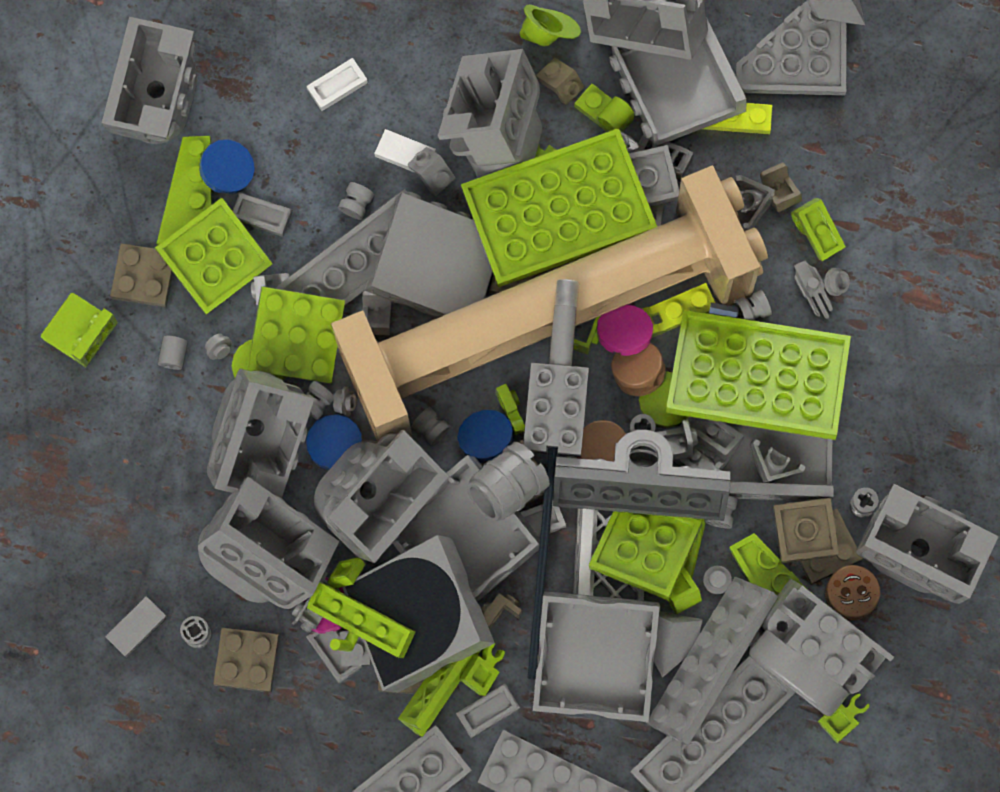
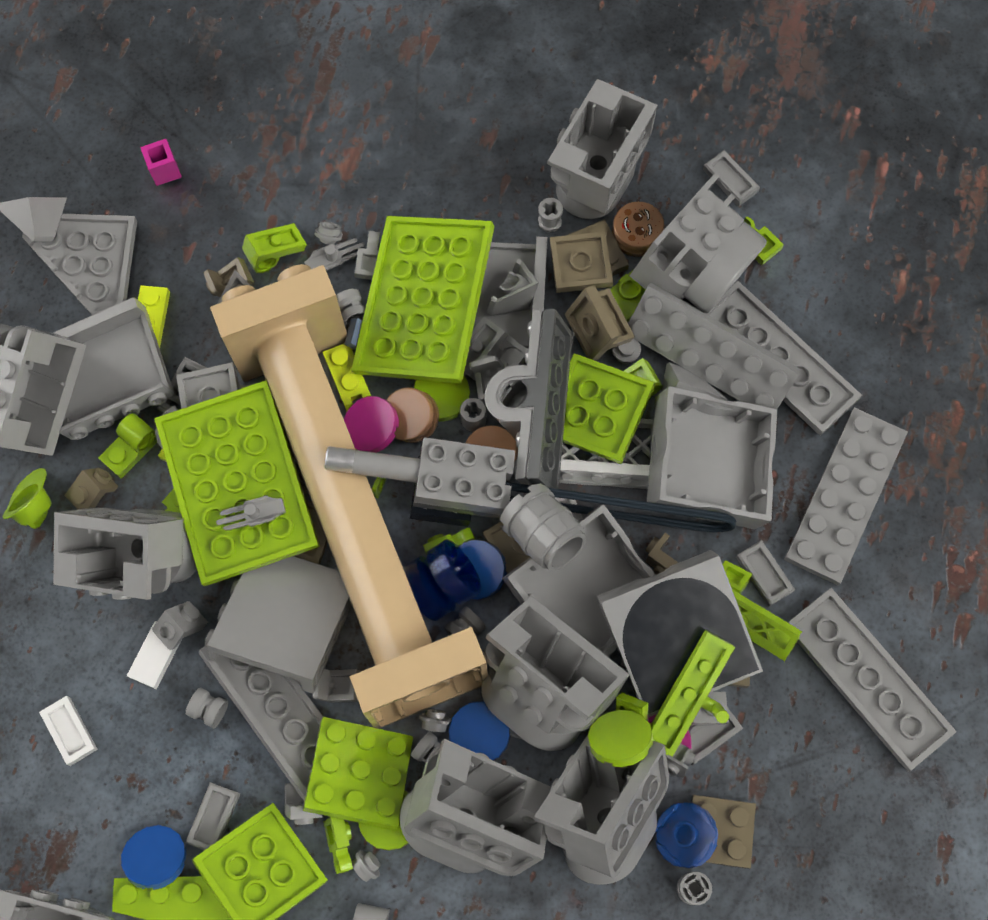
camera: 90 degrees left, 5 degrees down
(241, 625) = (686, 835): none -> blue tile
(242, 321) = (338, 836): none -> lime plate
(319, 556) = (620, 738): none -> lime tile
(469, 399) = (442, 580): none -> clear blue wheel
(526, 225) = (255, 512): none -> light grey piece
(739, 549) = (598, 322): none -> dark tan bracket
(808, 320) = (367, 257): none -> light grey plate
(905, 111) = (161, 162): none -> dark pink brick
(919, 693) = (731, 178): none -> light grey tile

